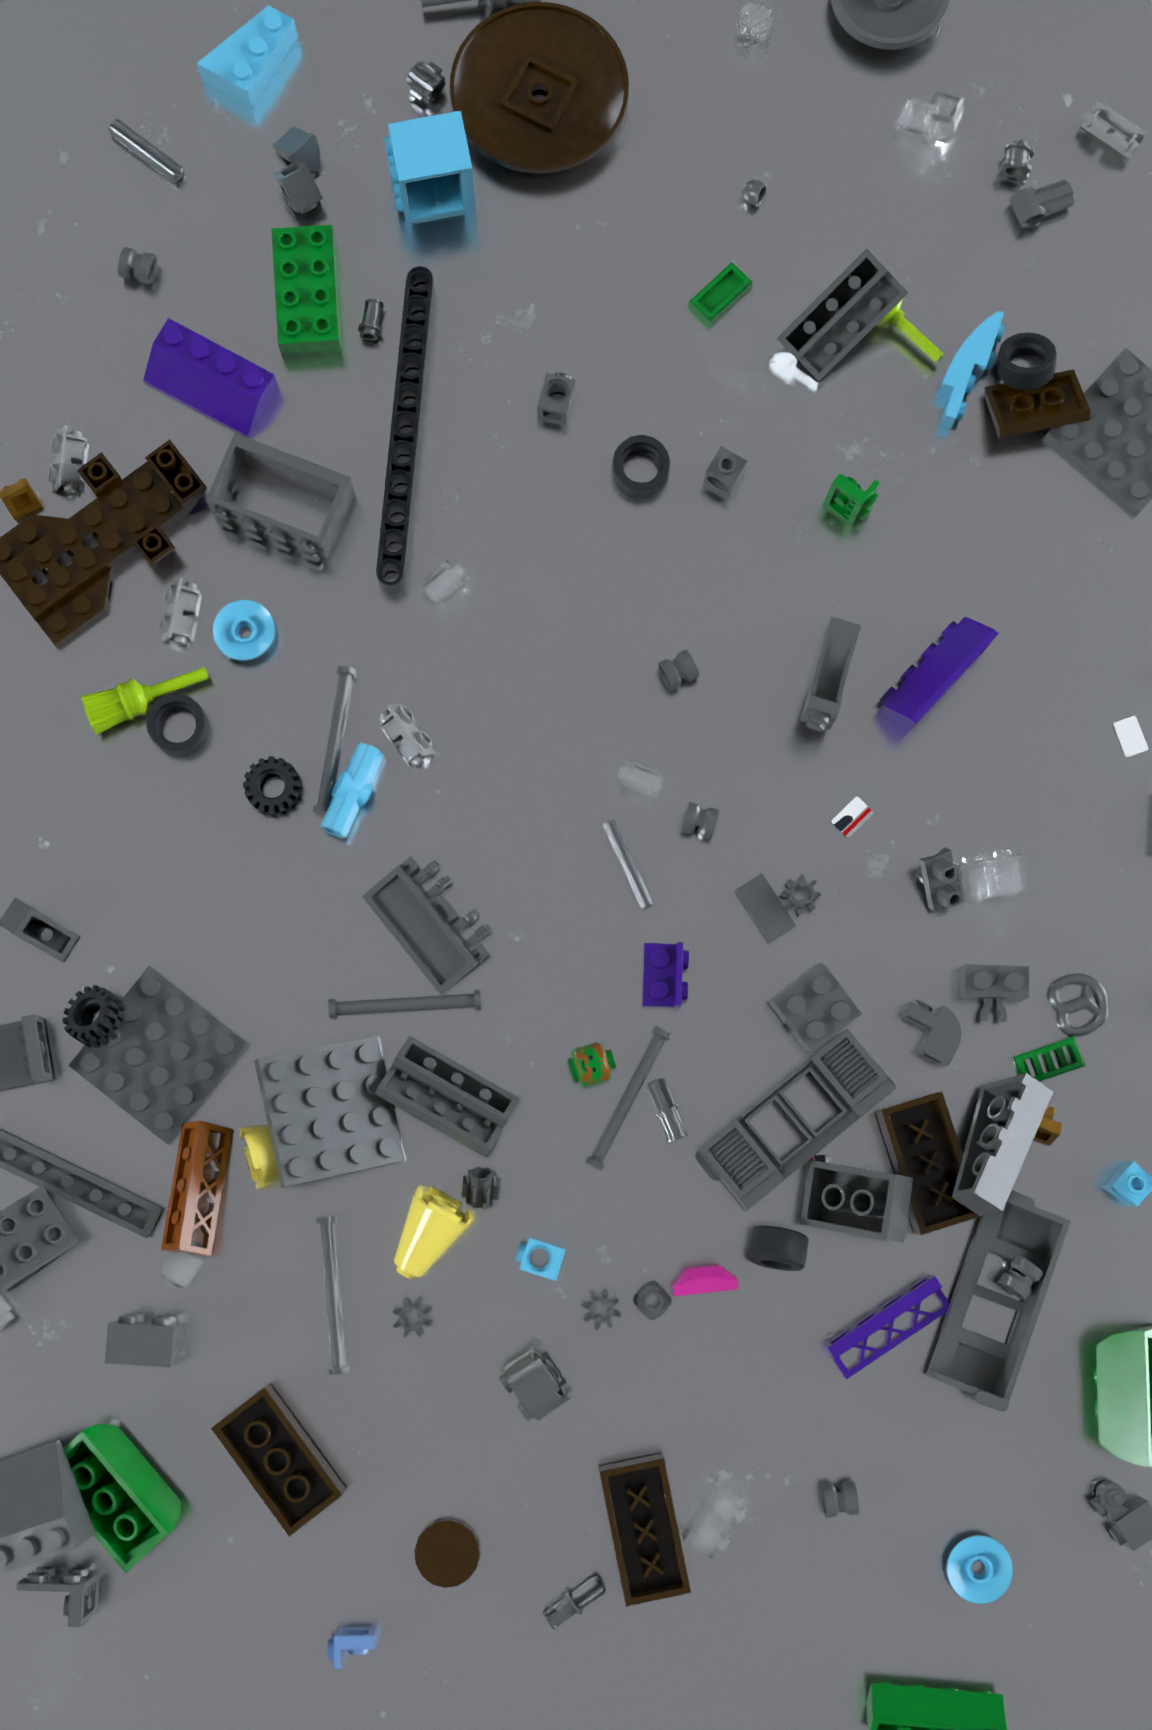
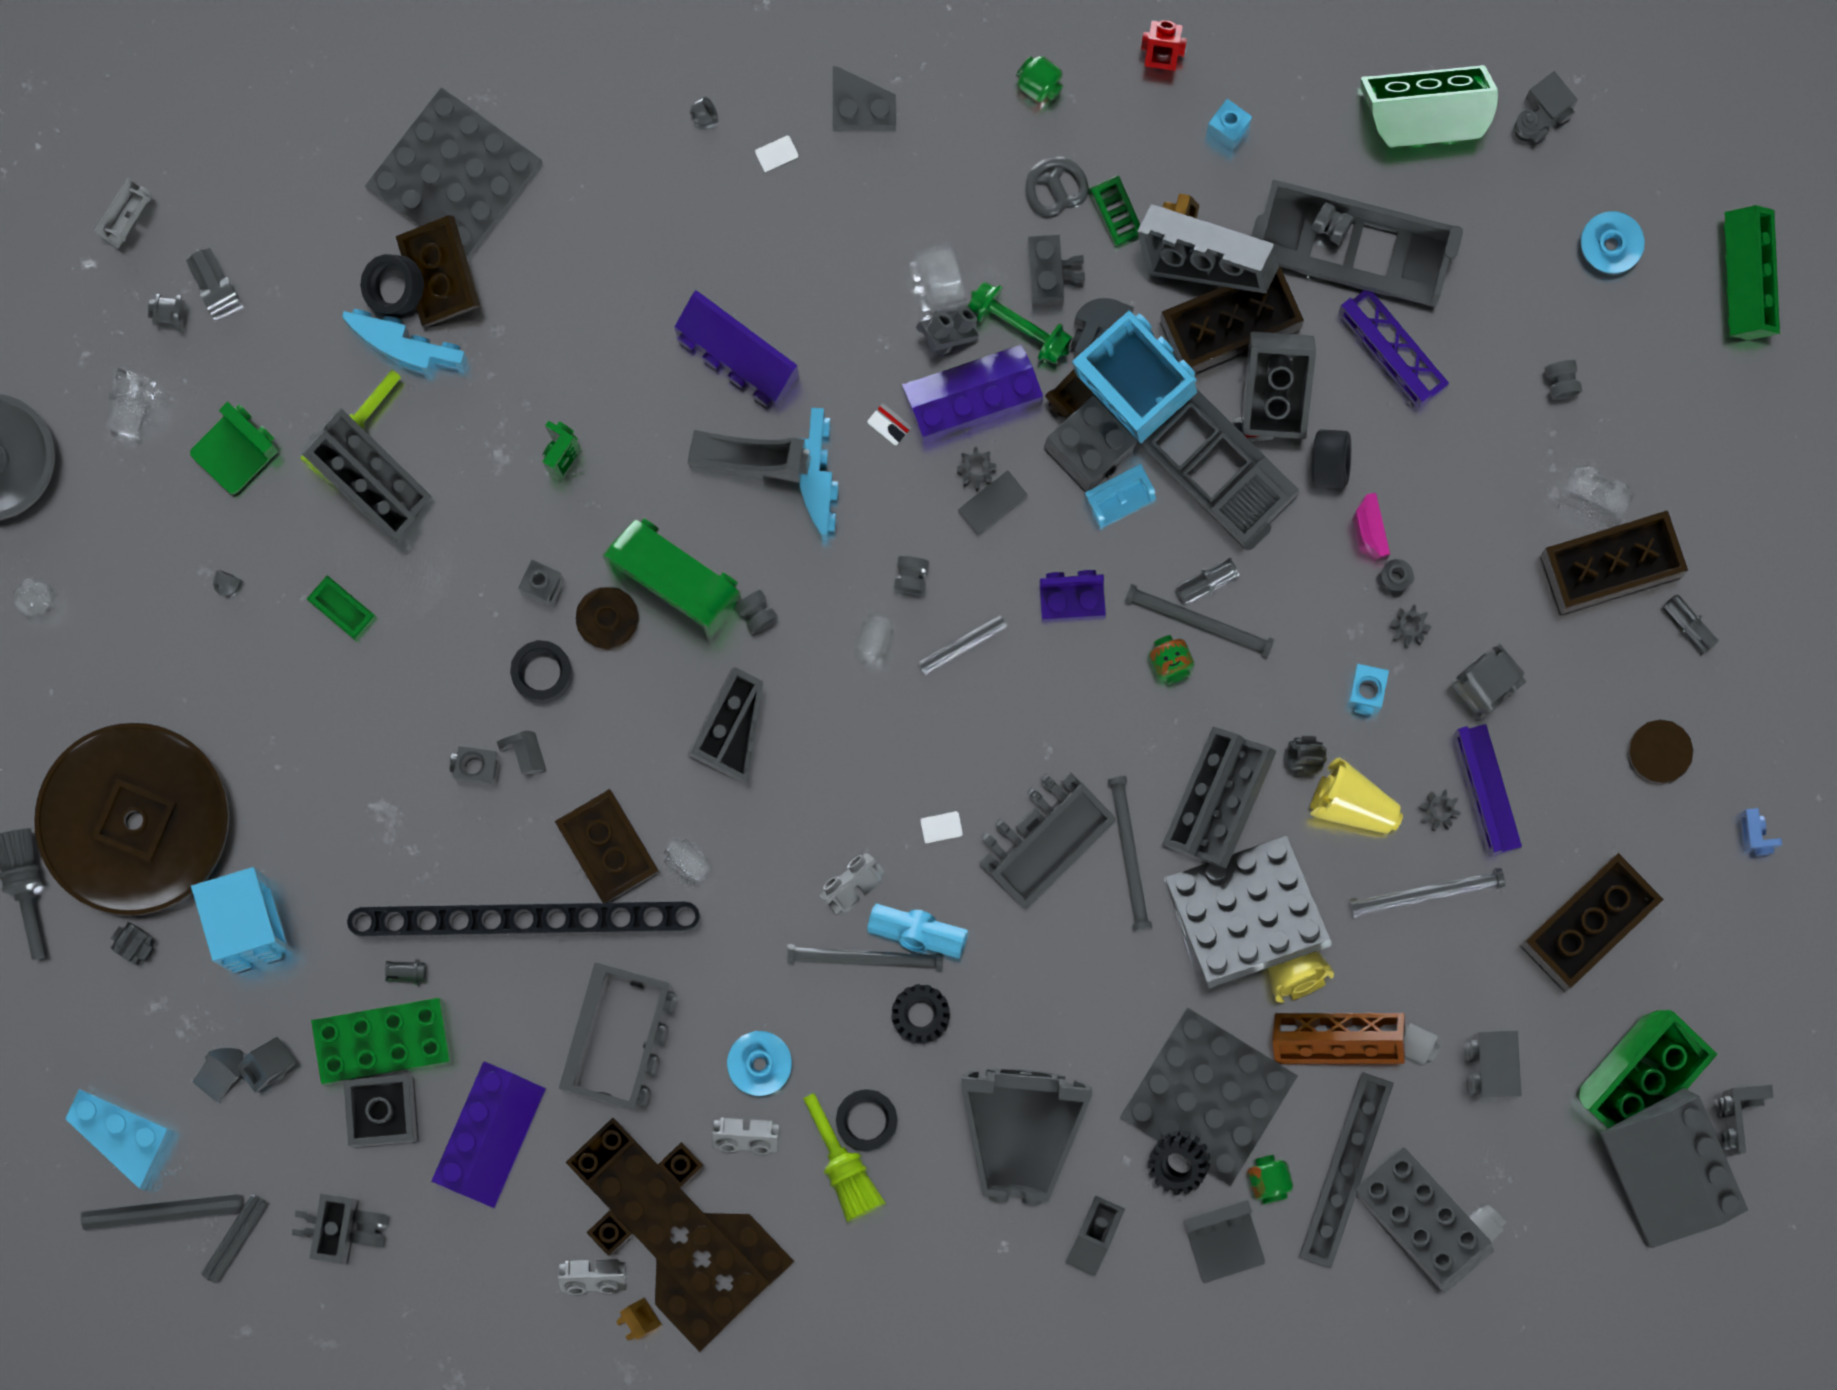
camera: 90 degrees left, 0 degrees up
(68, 1104) = (1270, 1179): none -> green head
(139, 228) = (331, 1229): none -> dark grey brick
(148, 867) = (1022, 1129): none -> dark grey cone
(178, 90) = (161, 1212): none -> dark grey axle
(241, 282) = (380, 1111): none -> dark grey brick
(427, 1369) = (1487, 789): none -> dark purple fence
(452, 826) = (941, 827): none -> white sticker
(467, 510) = (607, 846): none -> dark brown plate
(565, 445) = (526, 750): none -> dark grey tile
(567, 632) = (729, 728): none -> dark grey wedge
(686, 533) = (607, 618): none -> dark brown tile
(714, 587) = (674, 576): none -> green windscreen
(759, 1032) = (1120, 496): none -> medium azure hinge
(794, 739) = (818, 486): none -> medium azure slope
(867, 995) = (1068, 395): none -> dark brown bracket
(875, 898) = (973, 394): none -> dark purple slope
(877, 1054) = (1136, 375): none -> medium azure container
(880, 208) = (234, 449): none -> green bracket
(966, 920) = (1054, 344): none -> green piece

